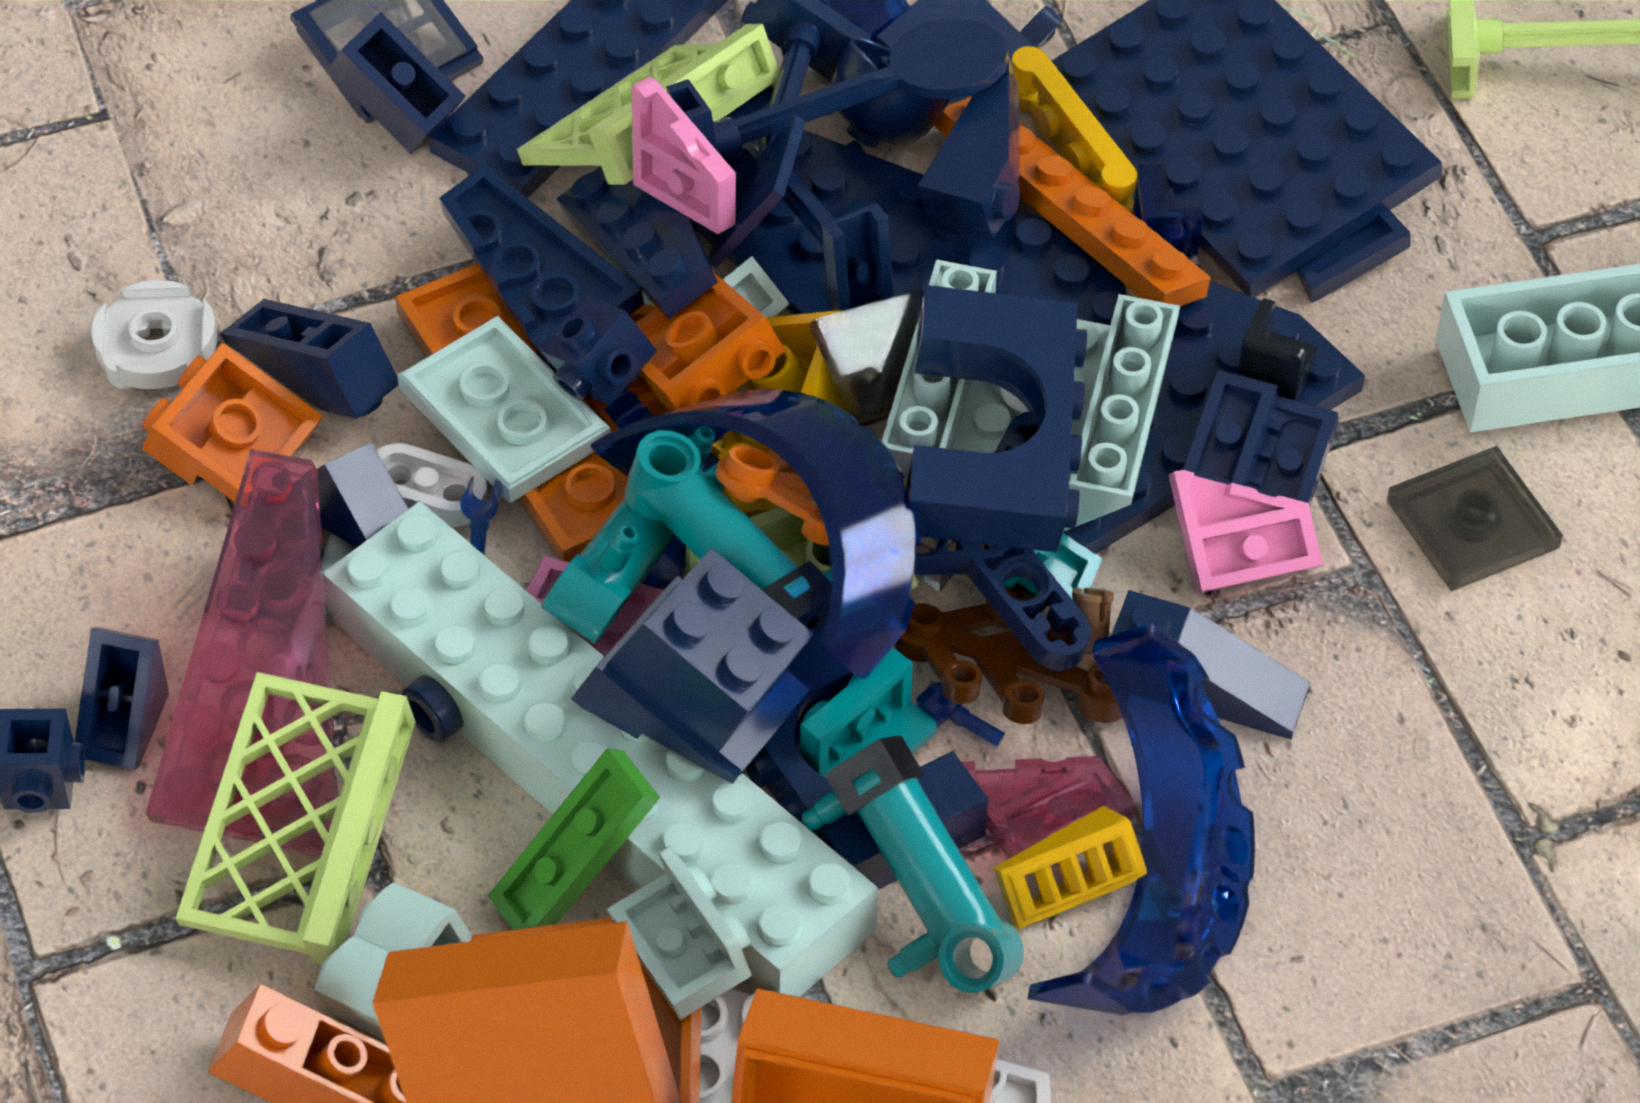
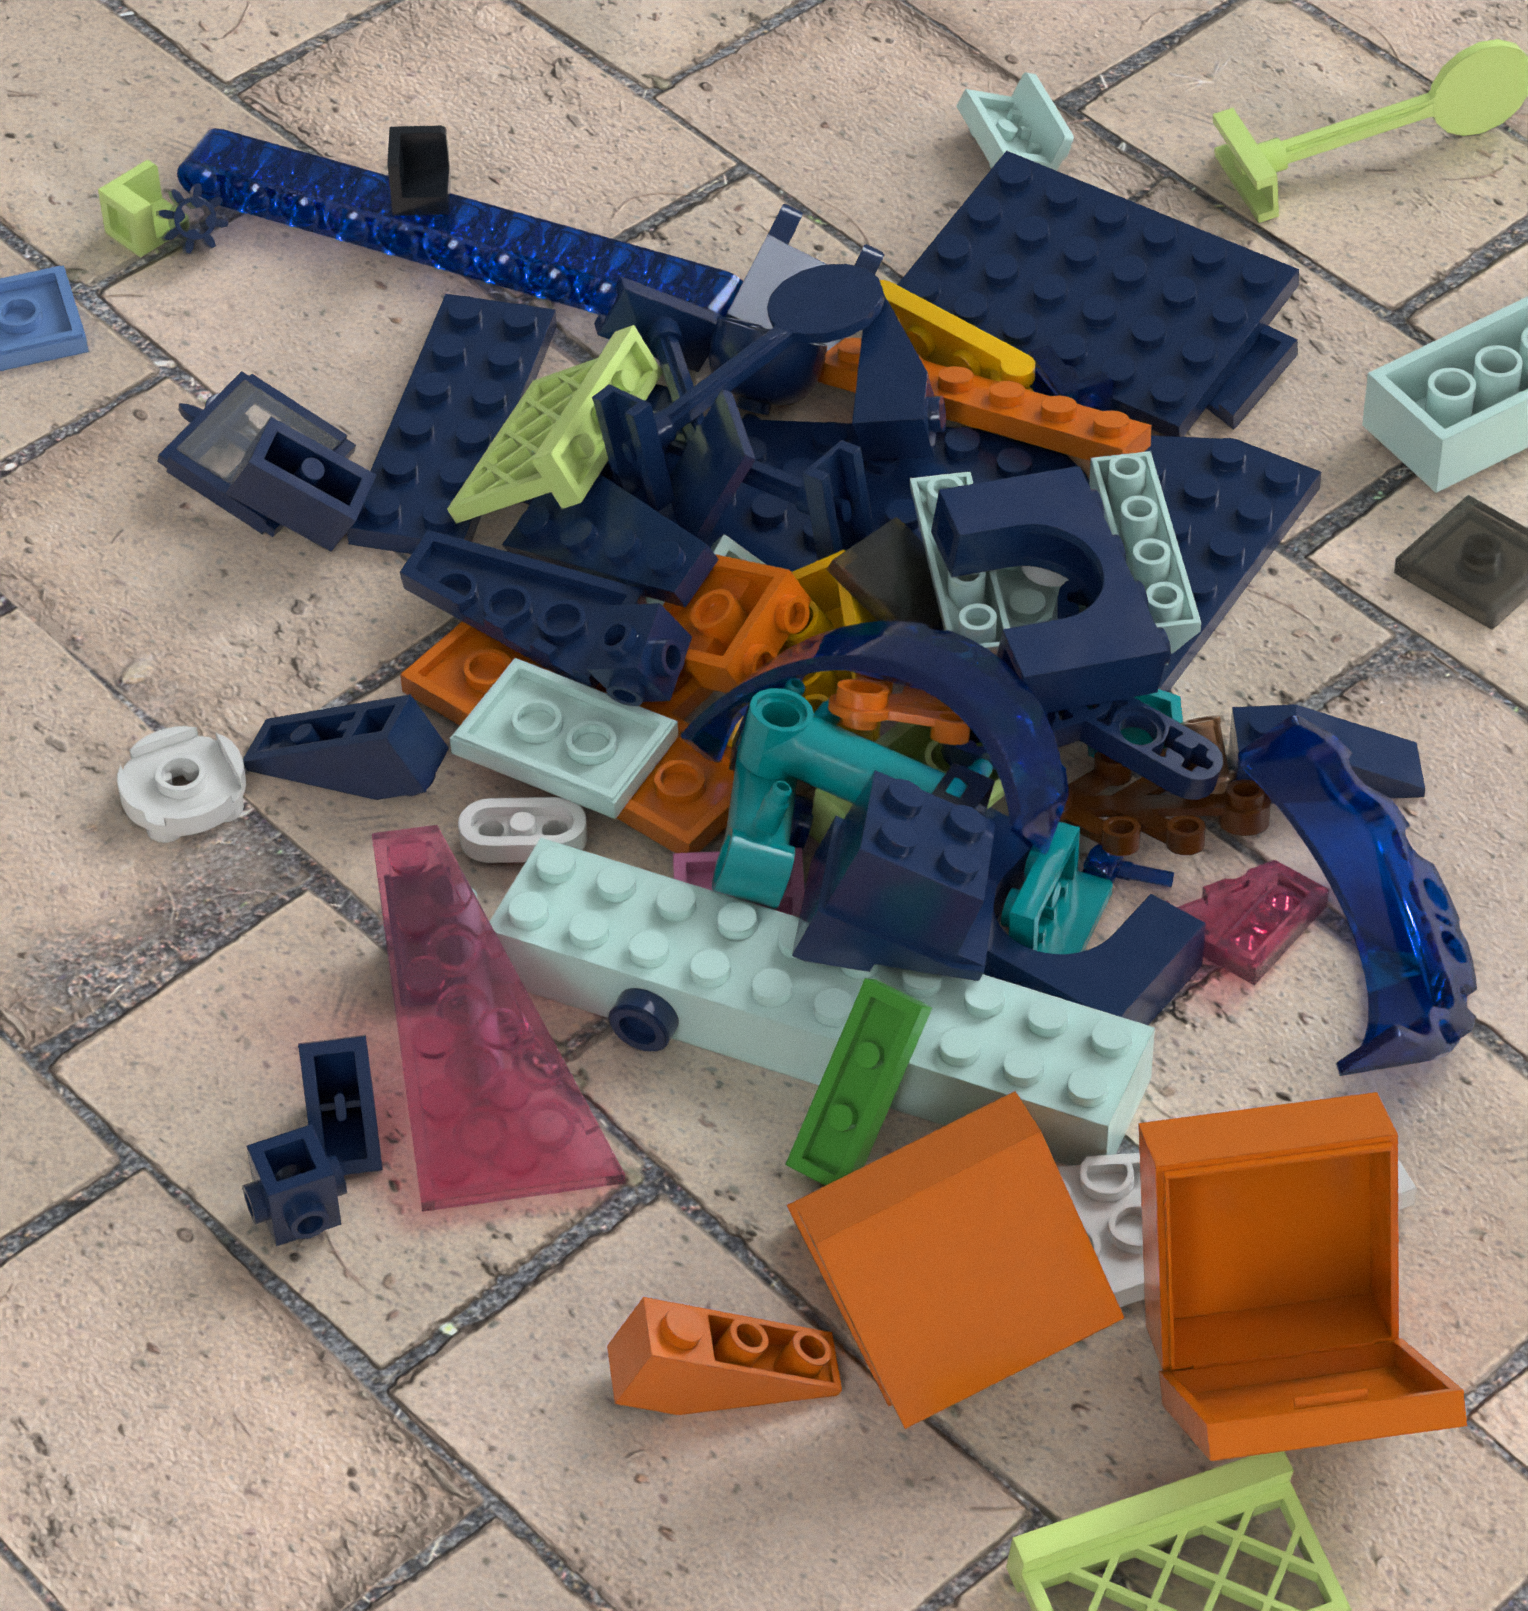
camera: 20 degrees left, 5 degrees down
(221, 416) = (305, 837): orange plate -> none
(355, 825) = (638, 1141): yellowish green fence -> none
(357, 495) = (482, 853): slope -> none
(388, 923) = (738, 1244): light aqua brick -> none
(480, 512) = (596, 832): clear blue hand -> none
(627, 410) = (687, 704): clear blue hand -> none
(677, 160) = (635, 461): bright pink wing -> none
(682, 937) = (1054, 1103): light aqua bracket -> none
(886, 794) = (1181, 988): teal piece -> none
(1111, 860) = (1338, 944): yellow slope -> none
(1240, 534) = (1291, 633): bright pink wing -> none
(1261, 439) = (1270, 560): dark blue slope -> none
(1275, 356) = (1246, 480): black panel -> none

